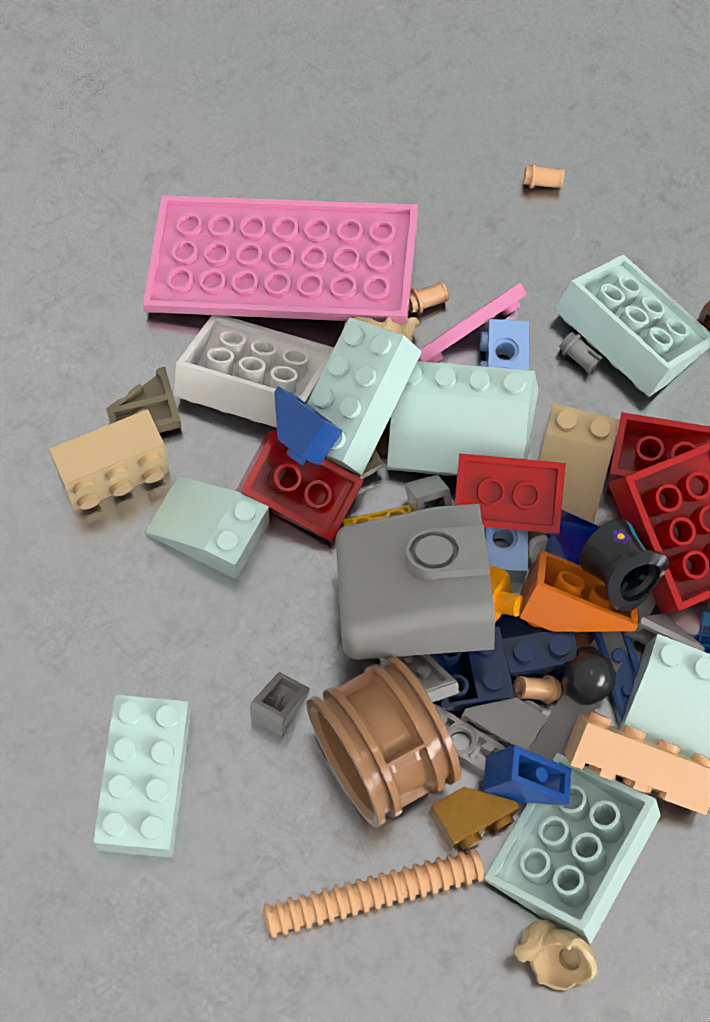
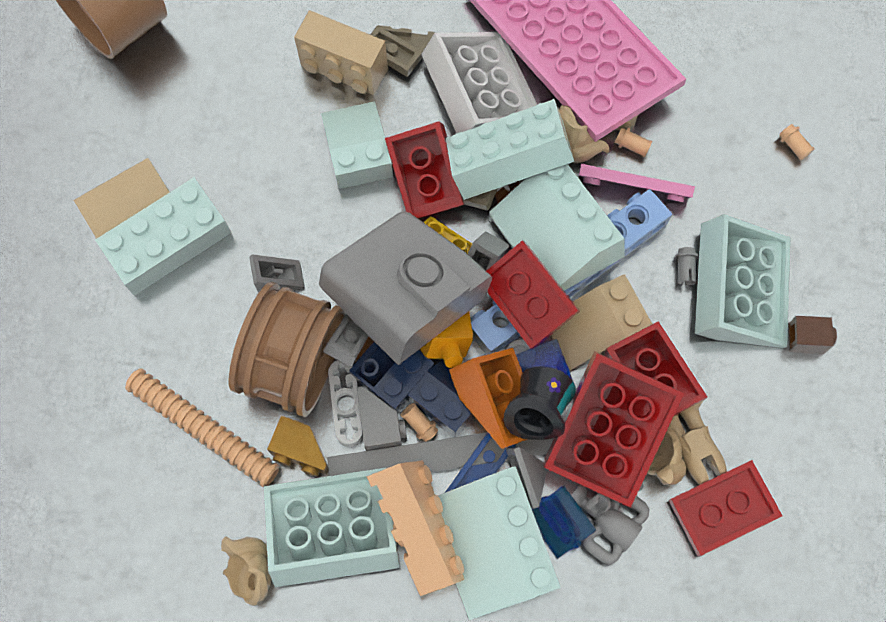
camera: 55 degrees right, 5 degrees up
(64, 789) = (121, 197): none -> tan tile
(303, 428) = (451, 134): blue slope -> none
(526, 777) = (346, 459): blue slope -> none
(588, 677) = (450, 445): black hair -> none

